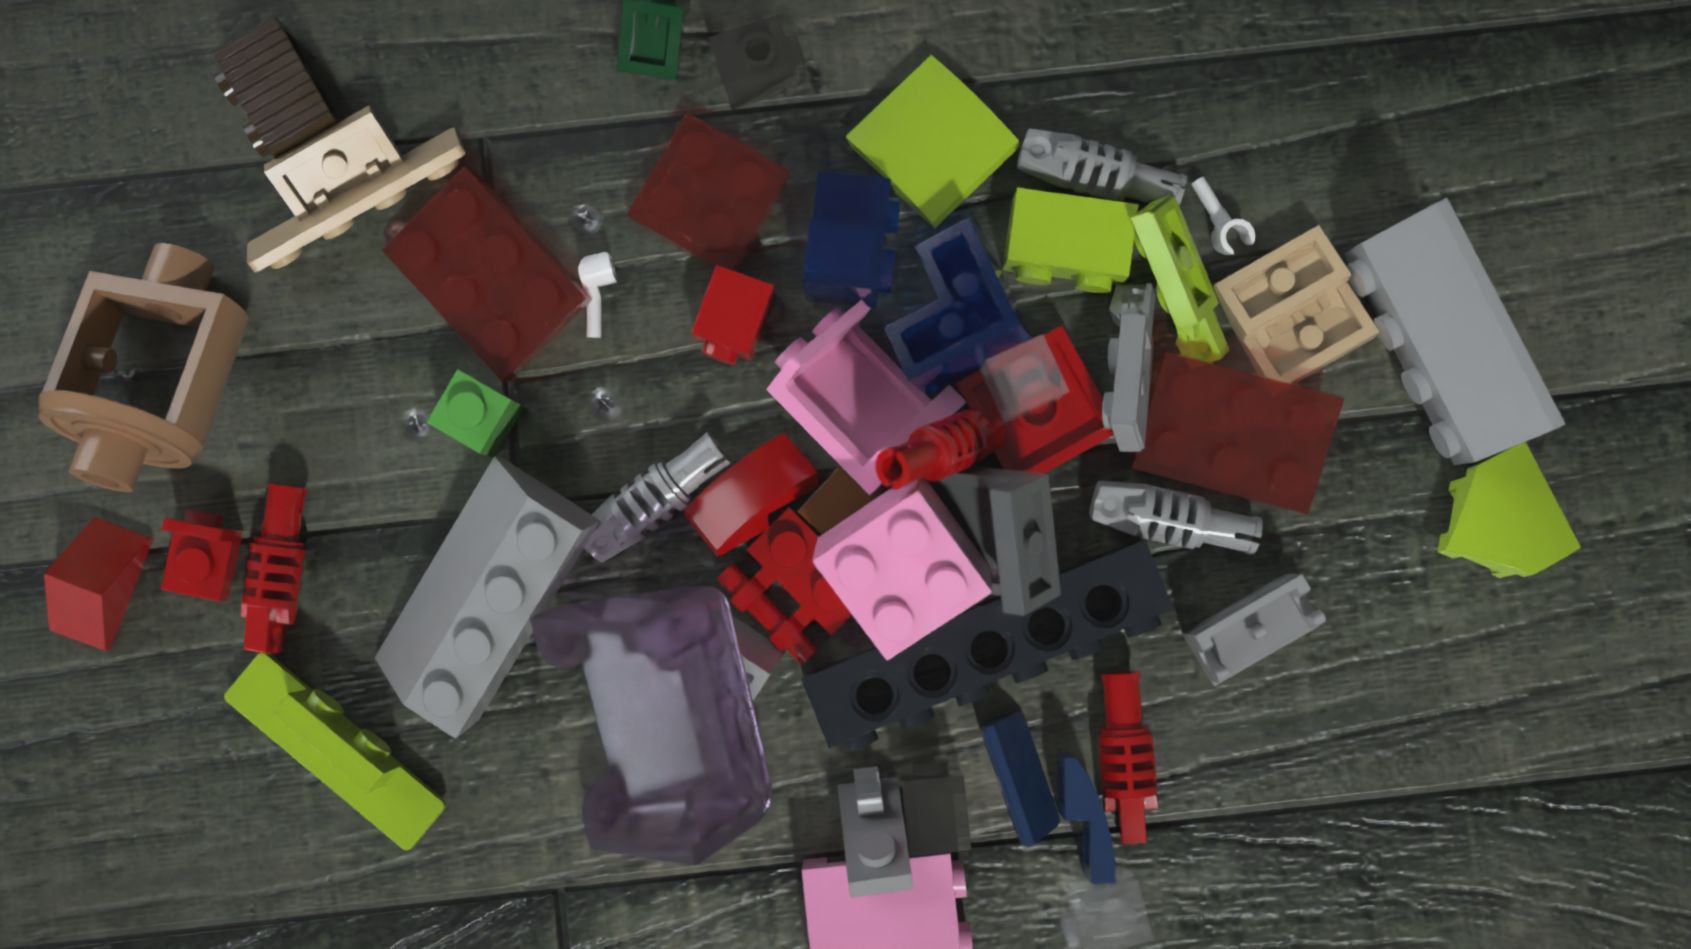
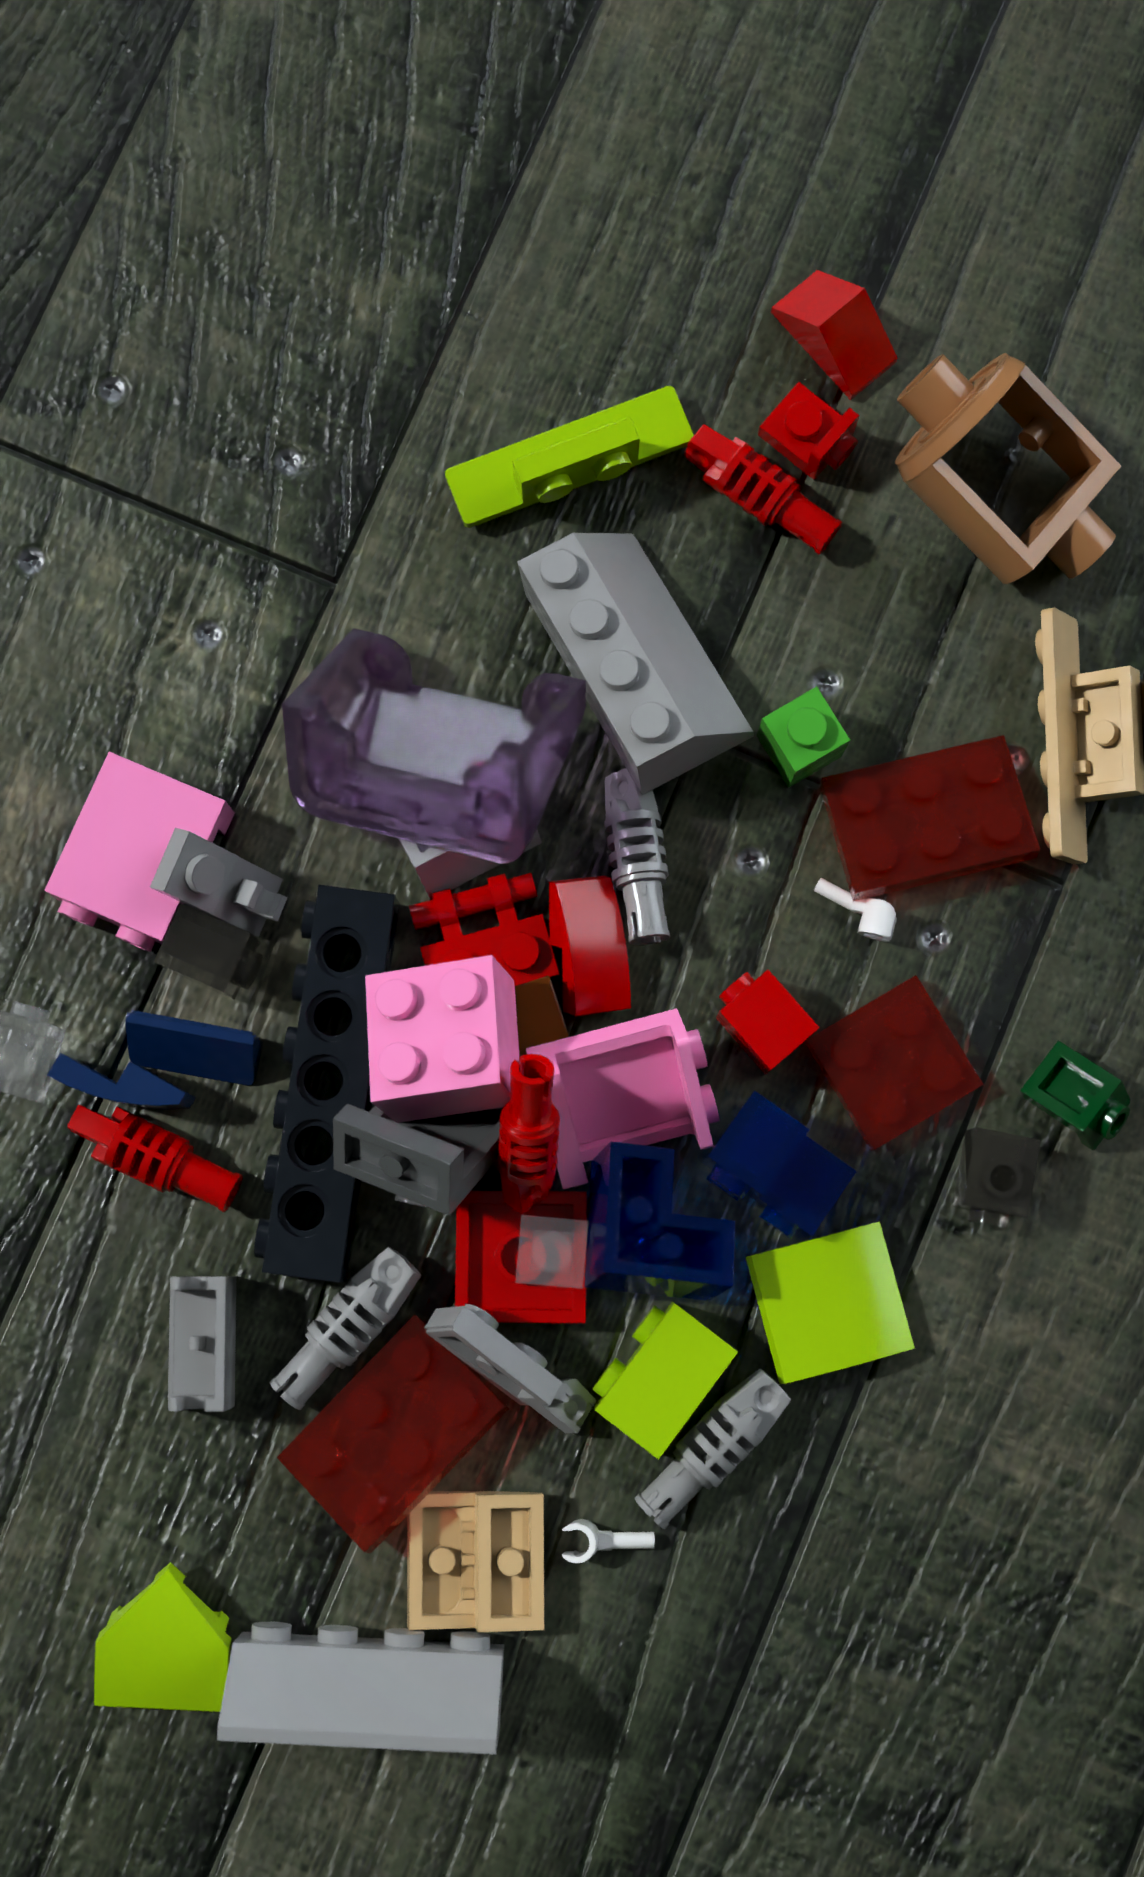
camera: 115 degrees right, 5 degrees down
(1181, 278) = (568, 1463): lime hinge -> none

